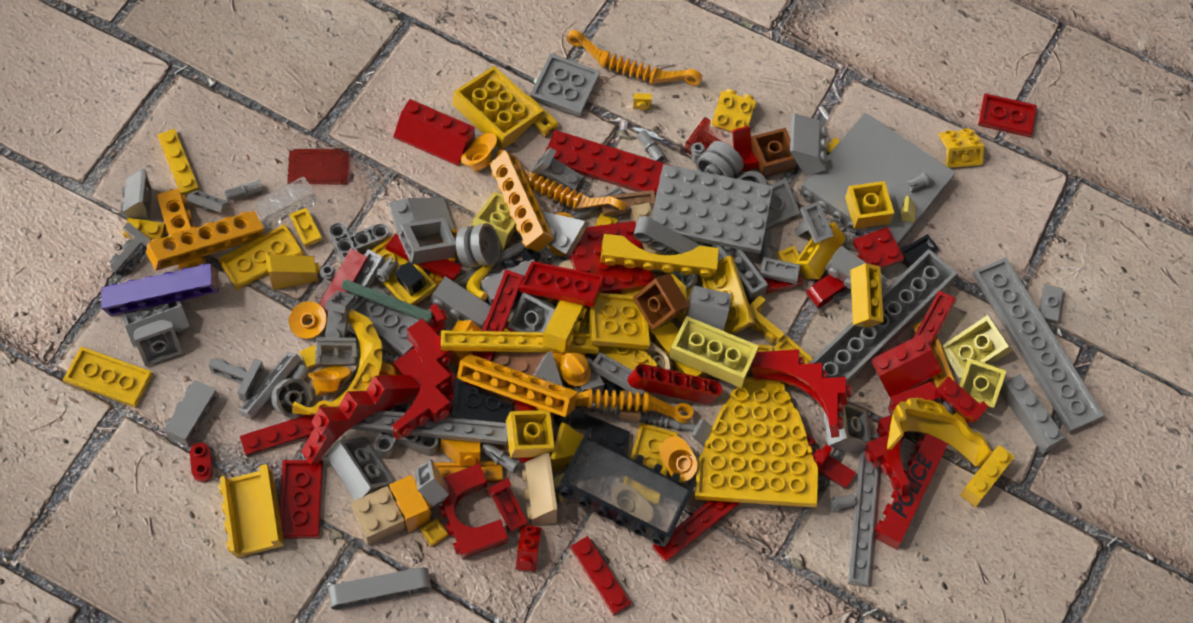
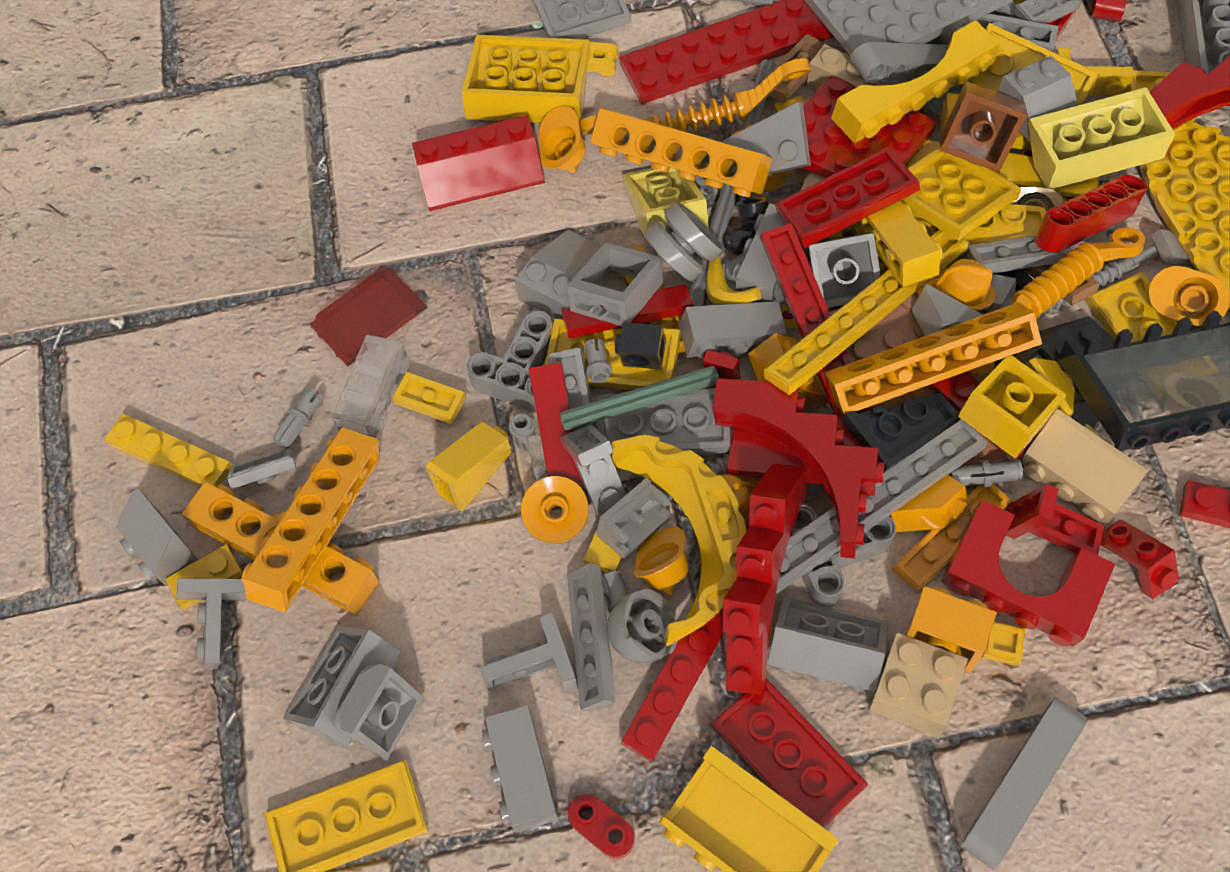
camera: 30 degrees left, 0 degrees up
(159, 289) = (311, 636): brick -> none
(249, 261) = (400, 486): yellow tile -> none
(431, 483) = (956, 575): light grey slope -> none
(556, 170) = (664, 94): light grey bracket -> none

